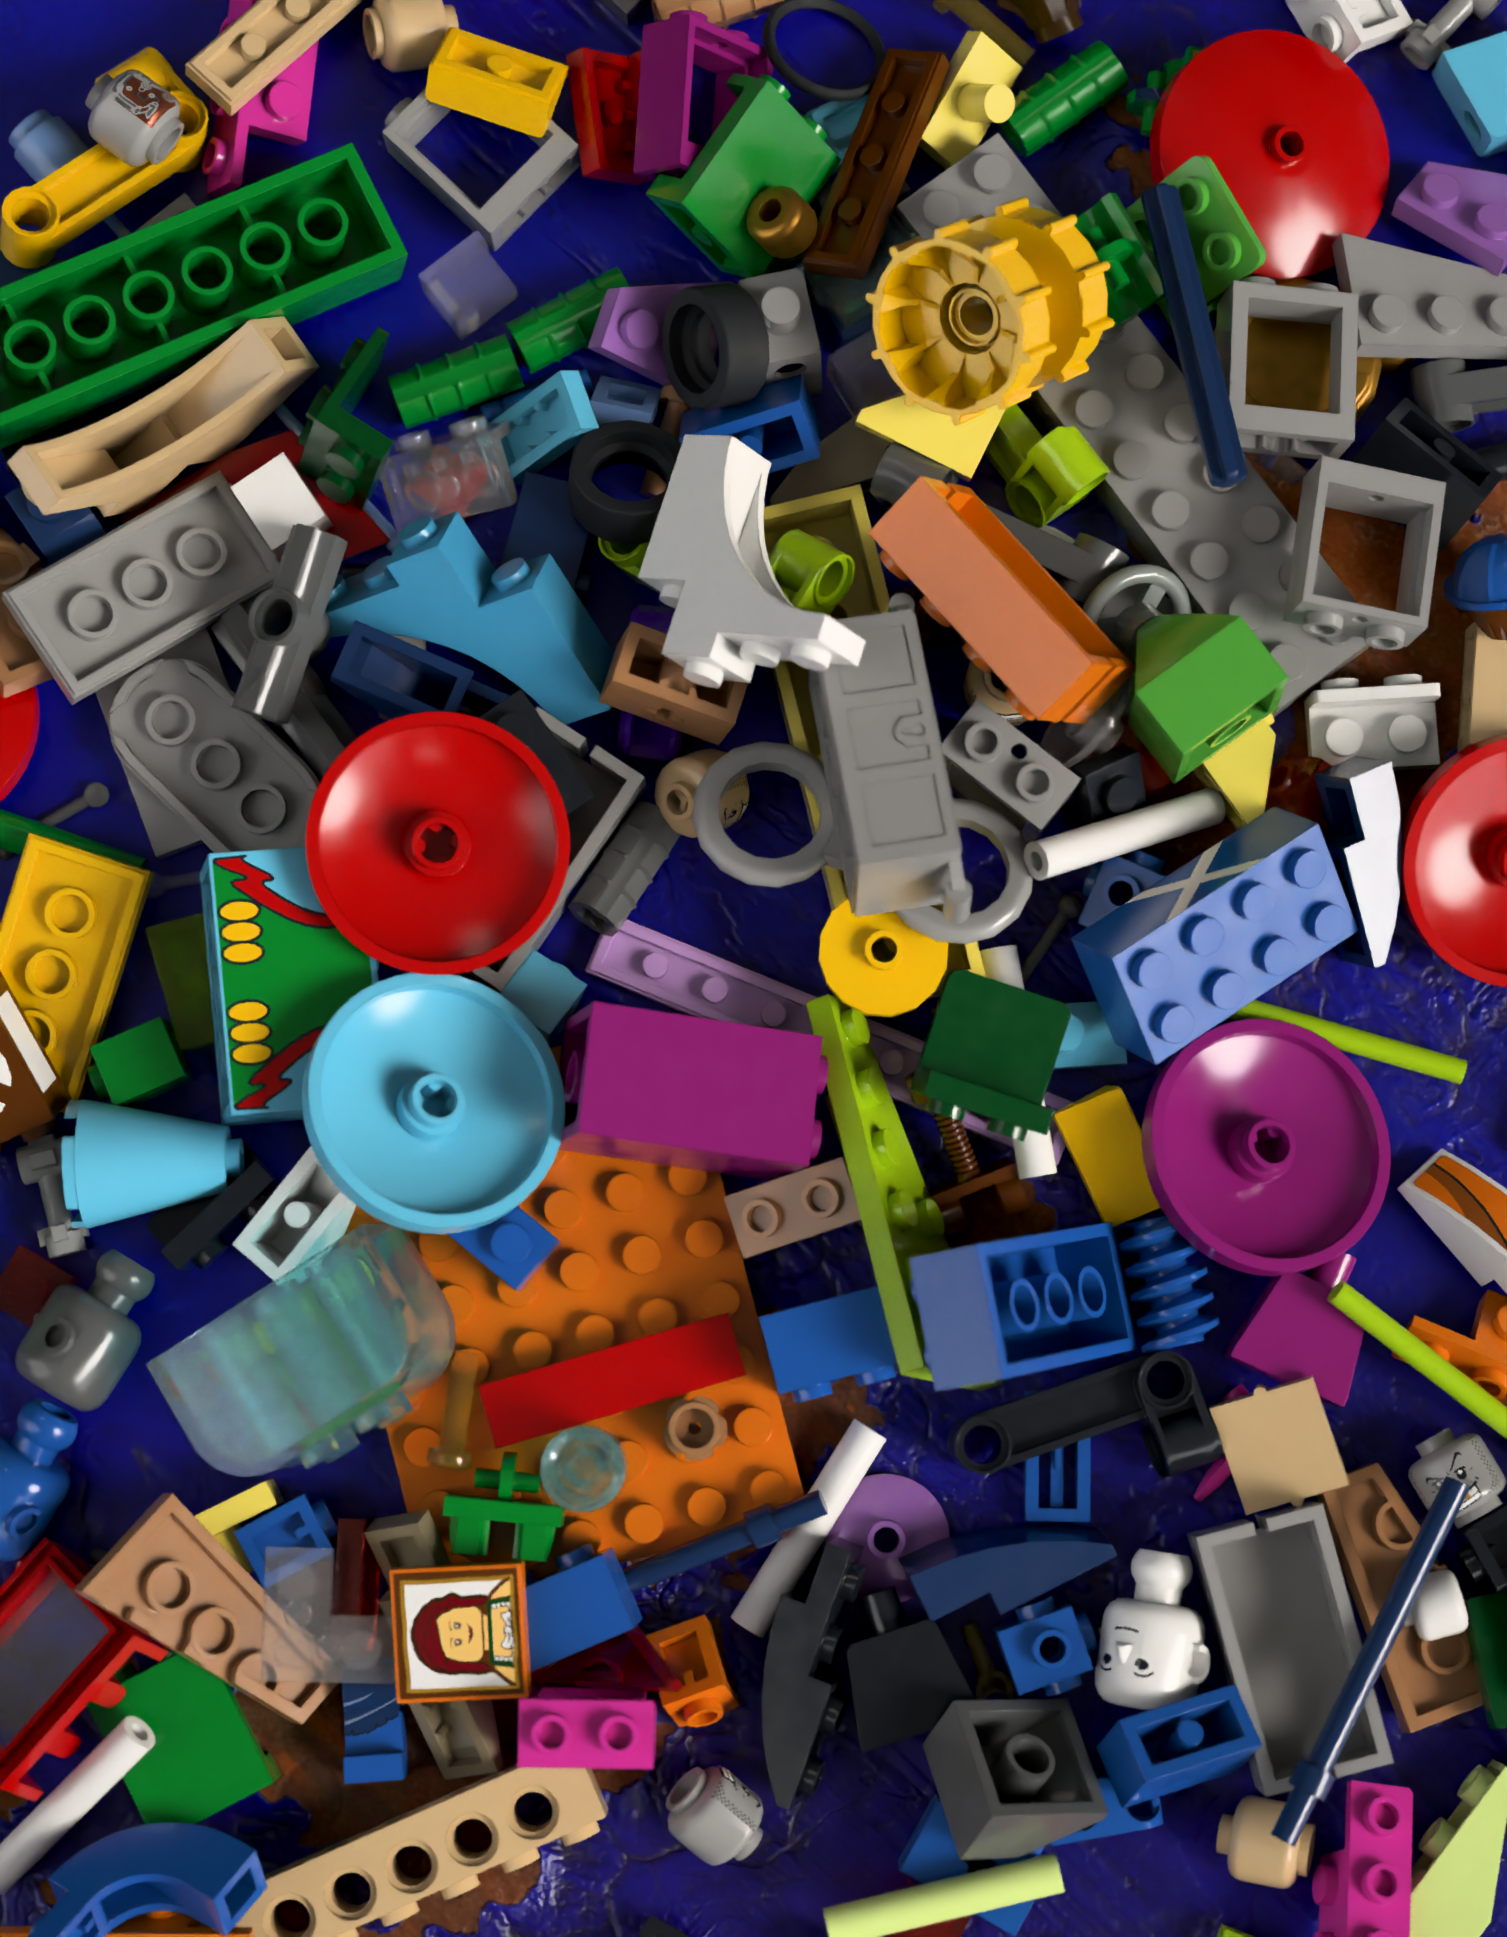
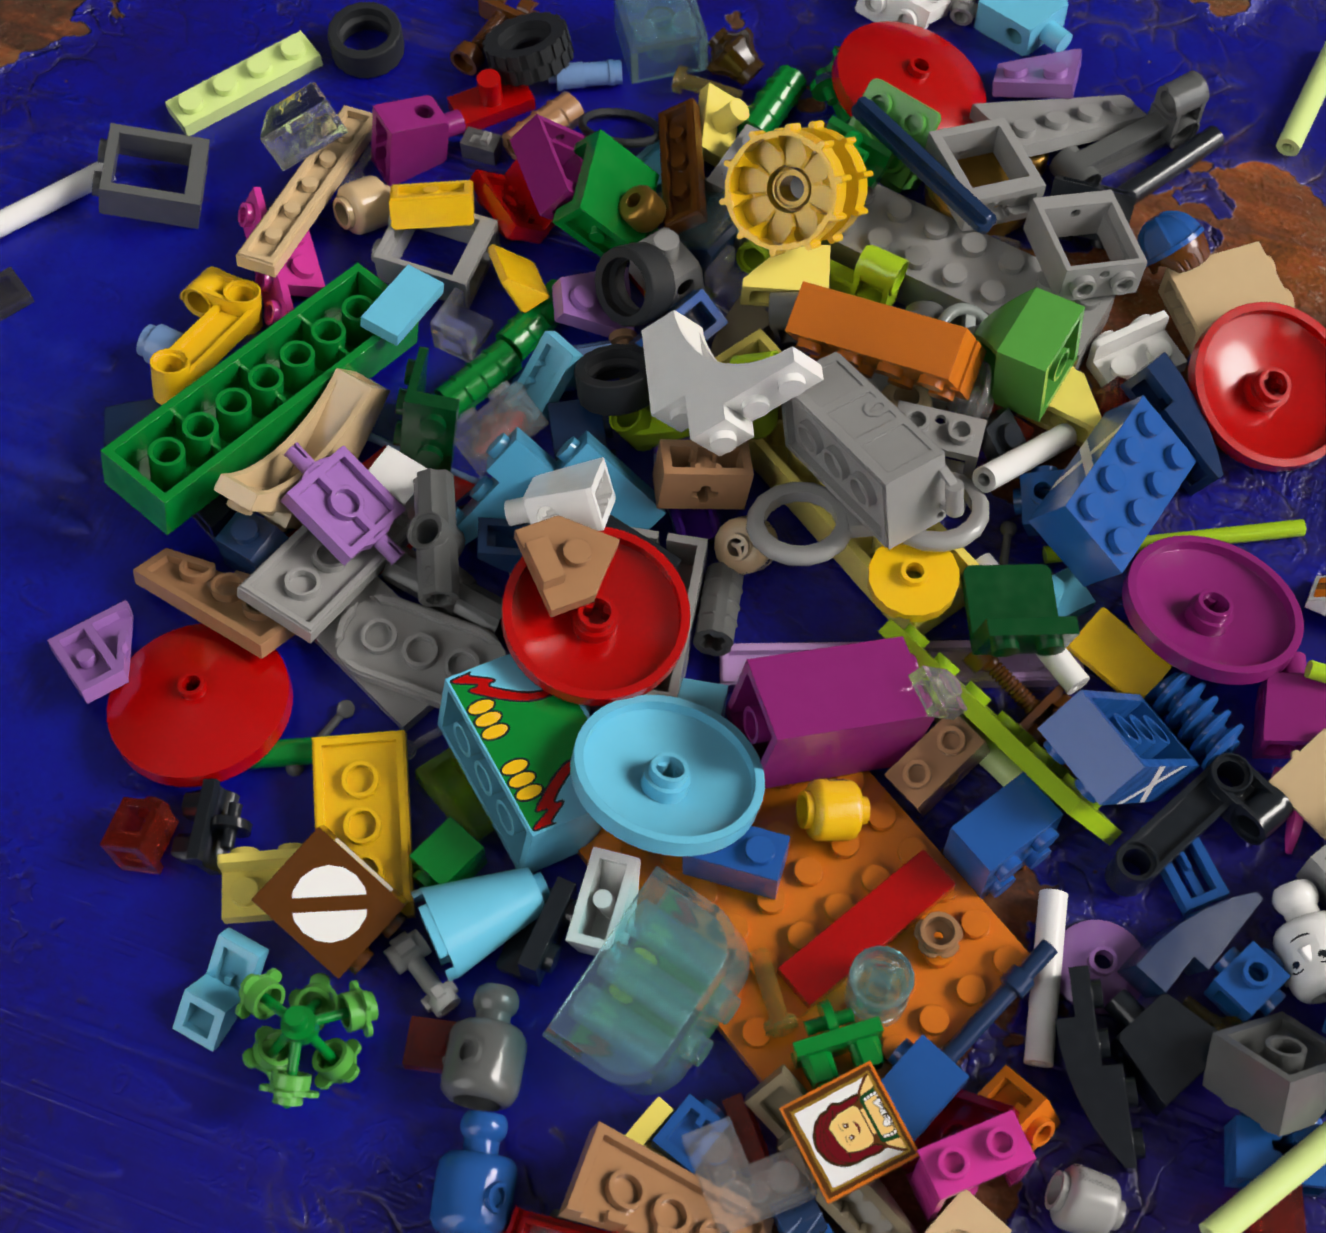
camera: 20 degrees left, 20 degrees down
(134, 118) = (215, 292): light grey head -> none
(185, 527) = (343, 504): none -> medium lavender plate
(383, 243) = (402, 304): none -> medium azure tile
(423, 762) = (565, 561): none -> medium nougat plate
(472, 658) = (574, 492): none -> white torso
(570, 249) = (519, 278): none -> yellow slope
(637, 1215) = (832, 810): none -> yellow head
(825, 1138) = (938, 692): none -> clear plate

